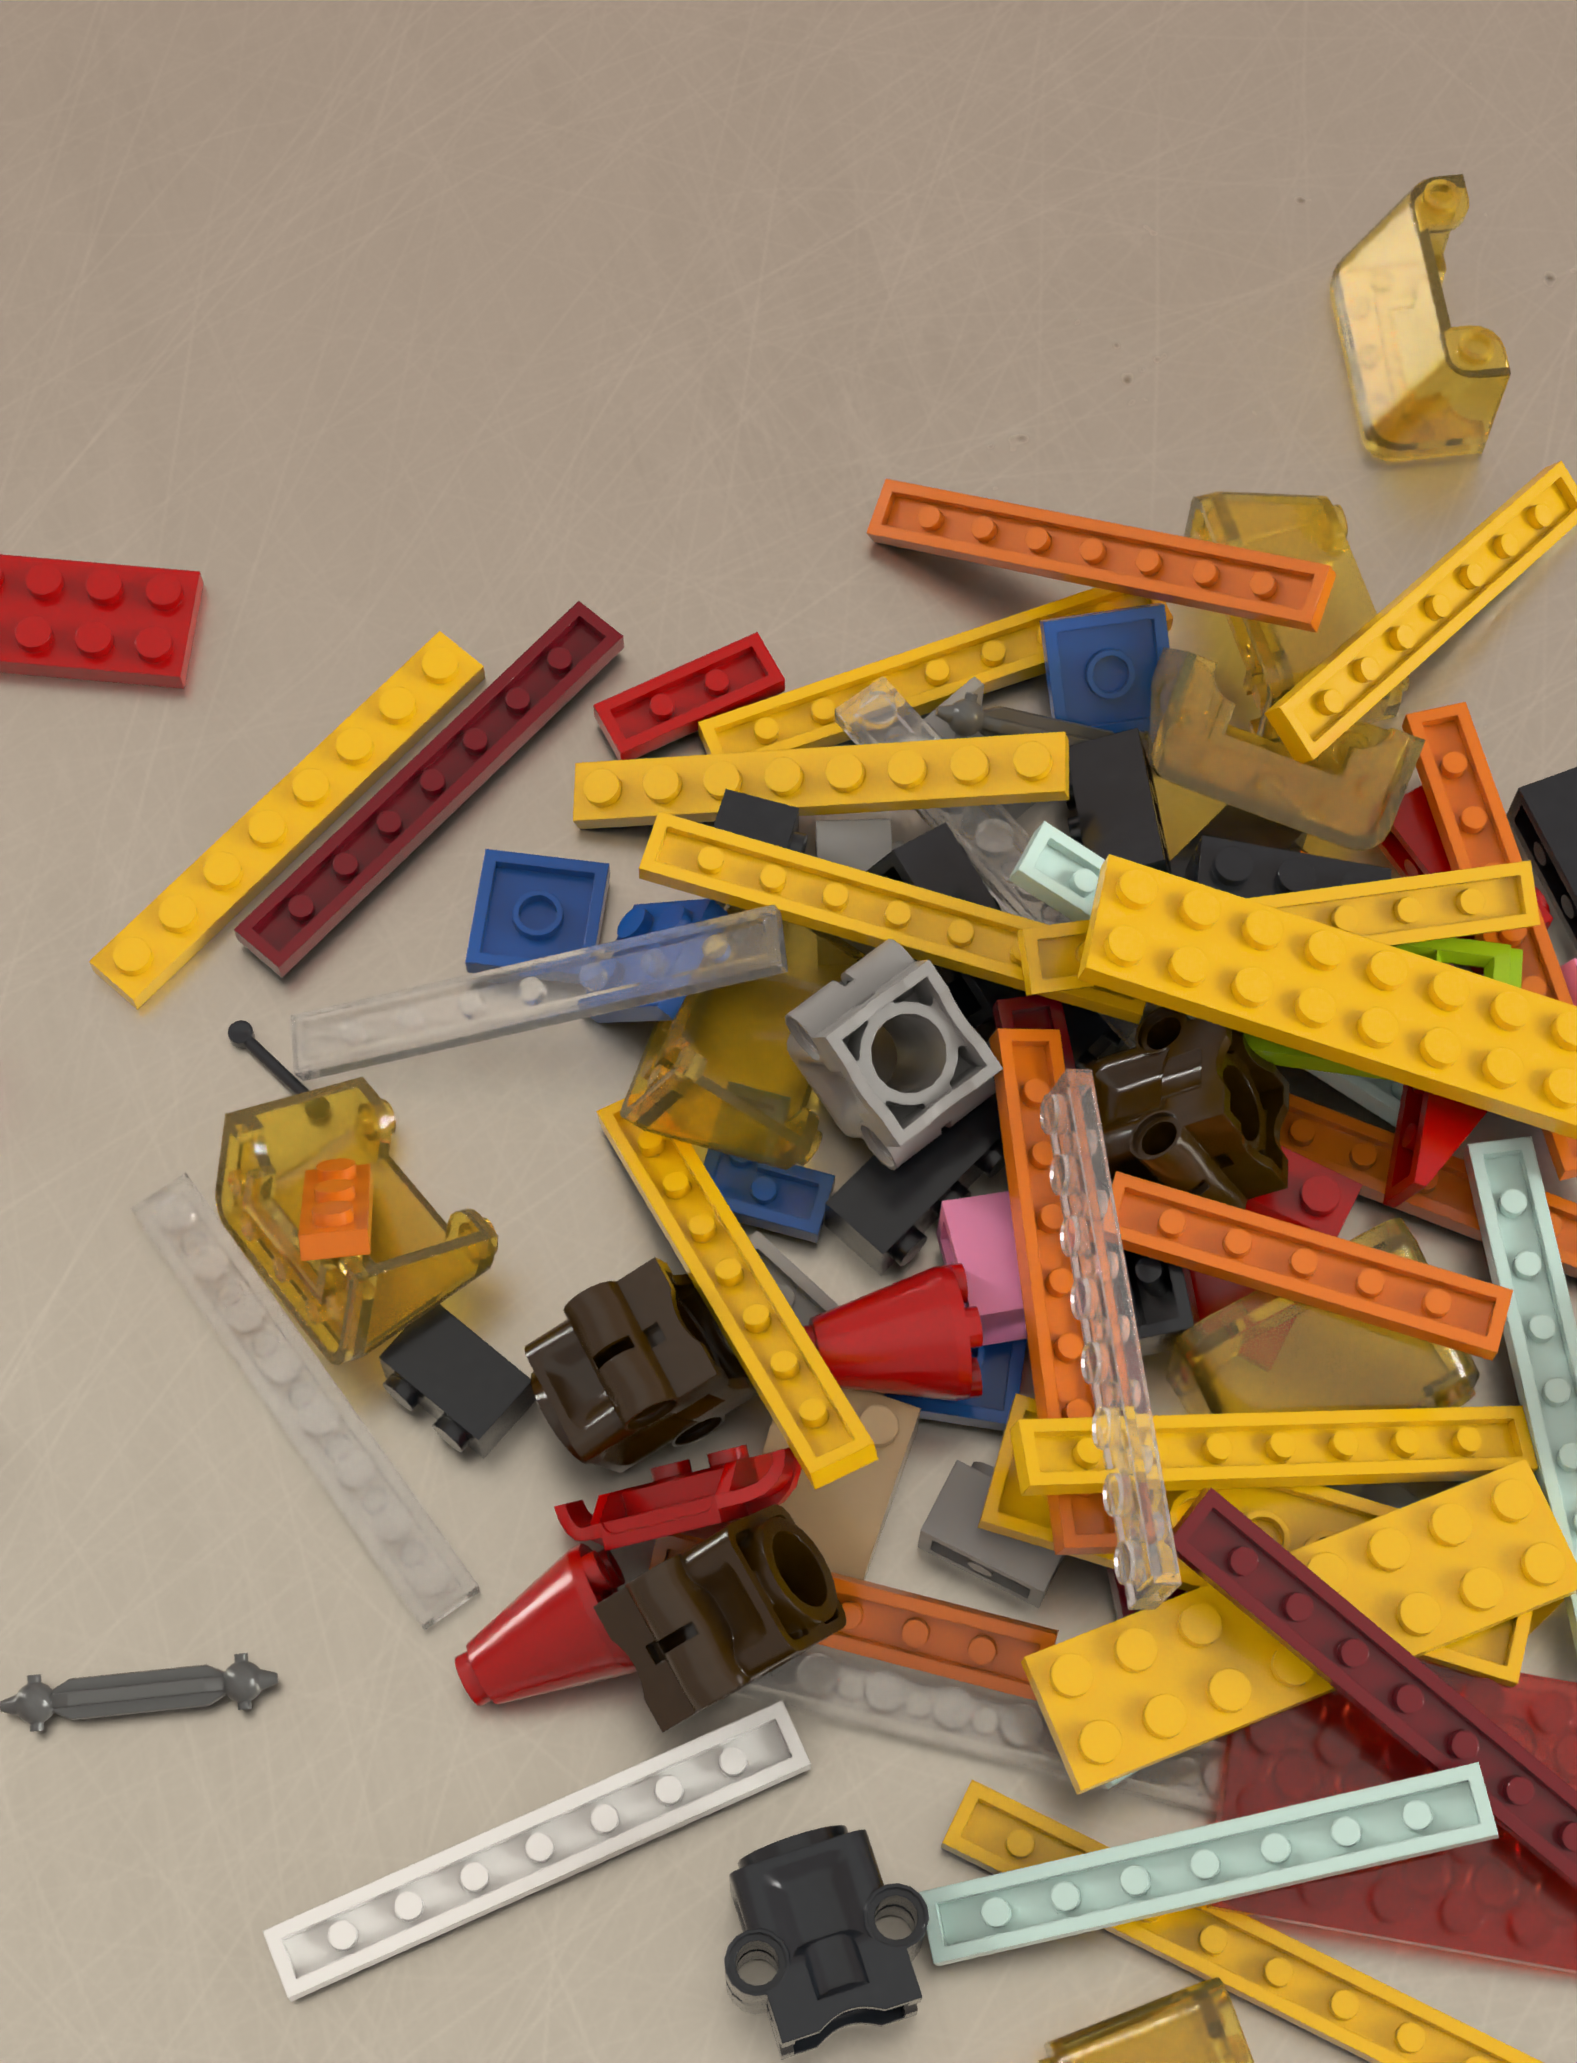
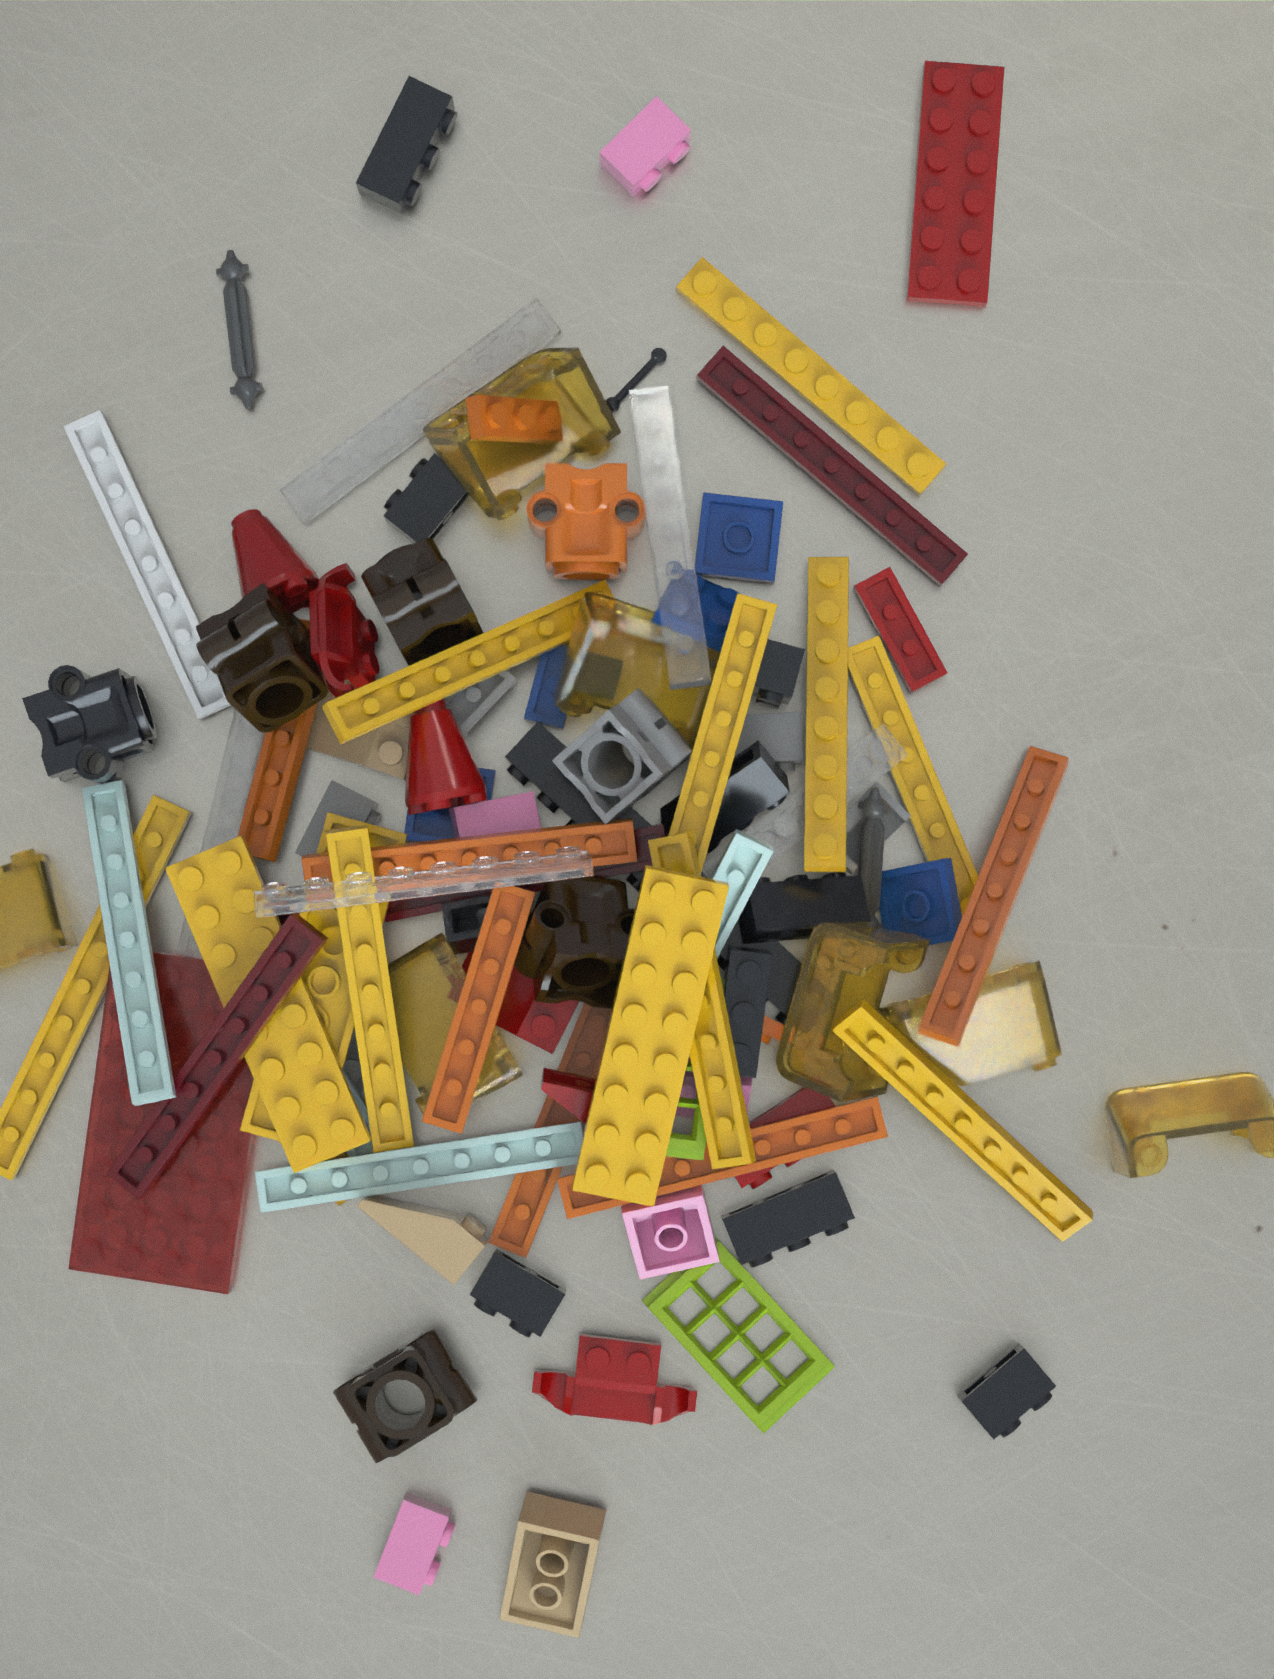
camera: 85 degrees right, 20 degrees up
(503, 1122) = (585, 535): none -> orange piece

